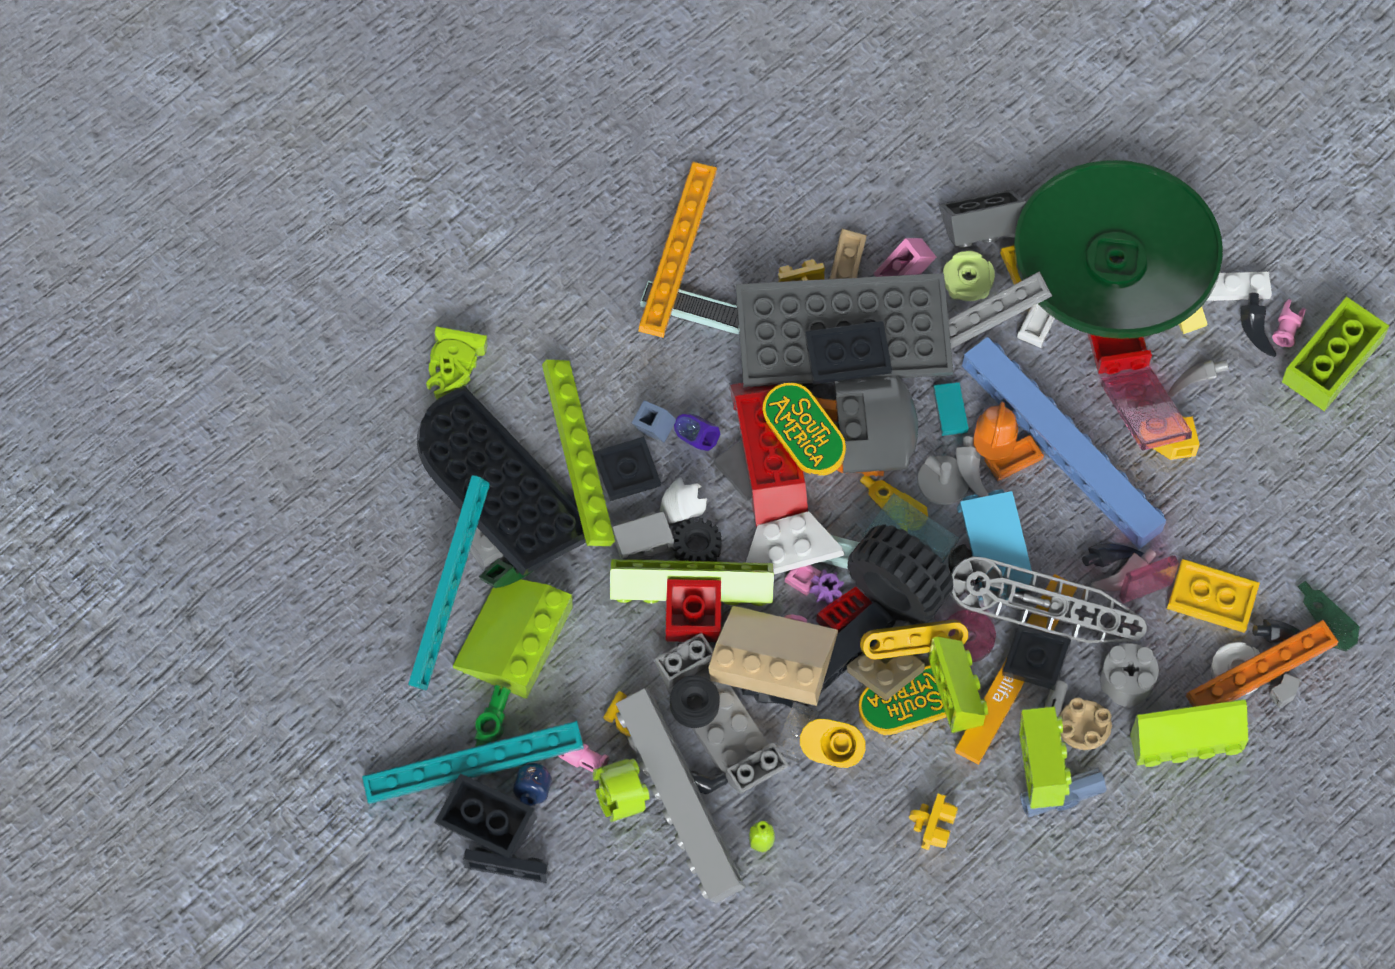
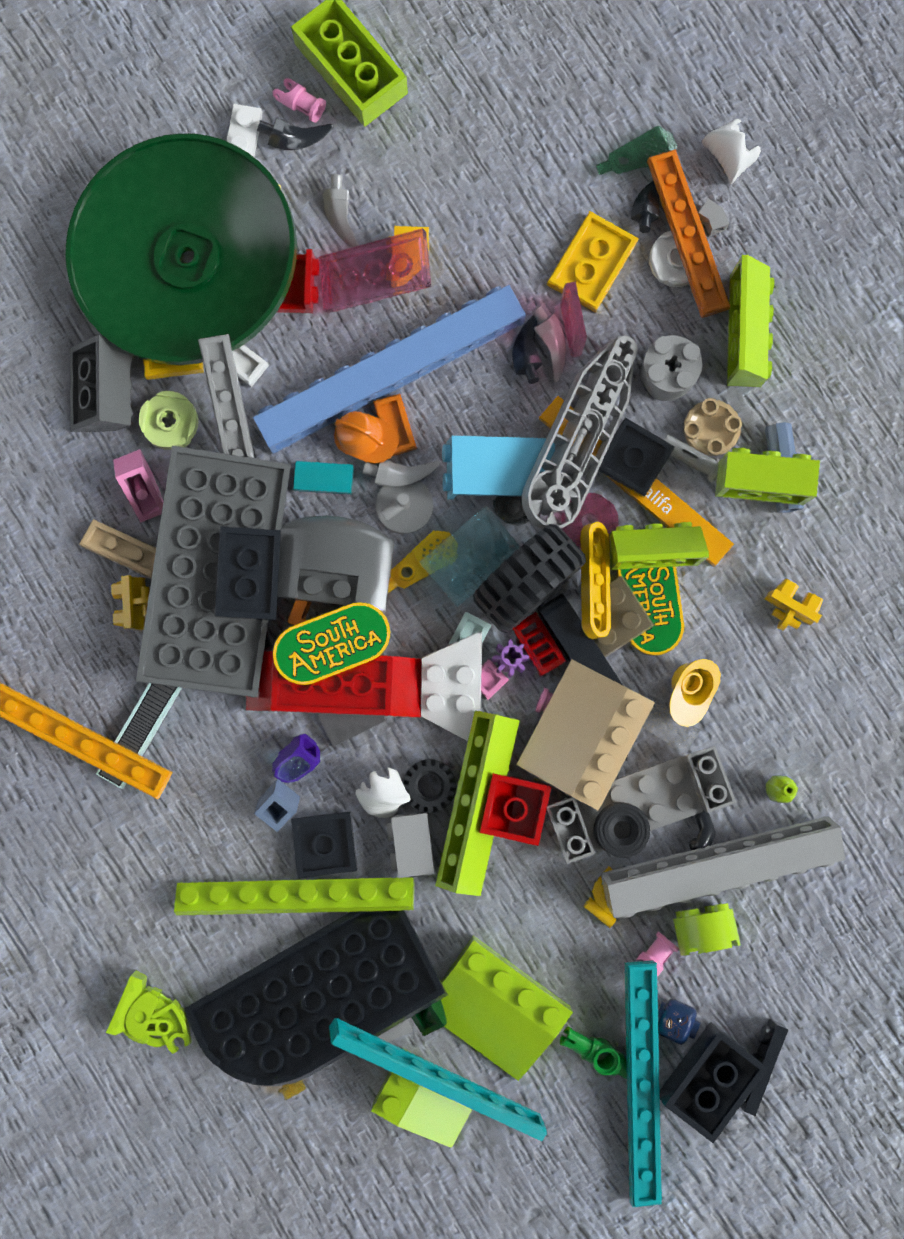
camera: 75 degrees left, 20 degrees up
(414, 482) = (291, 1090): none -> clear yellow plate
(416, 587) = (420, 1110): none -> lime slope
(1355, 693) = (730, 149): none -> white hair

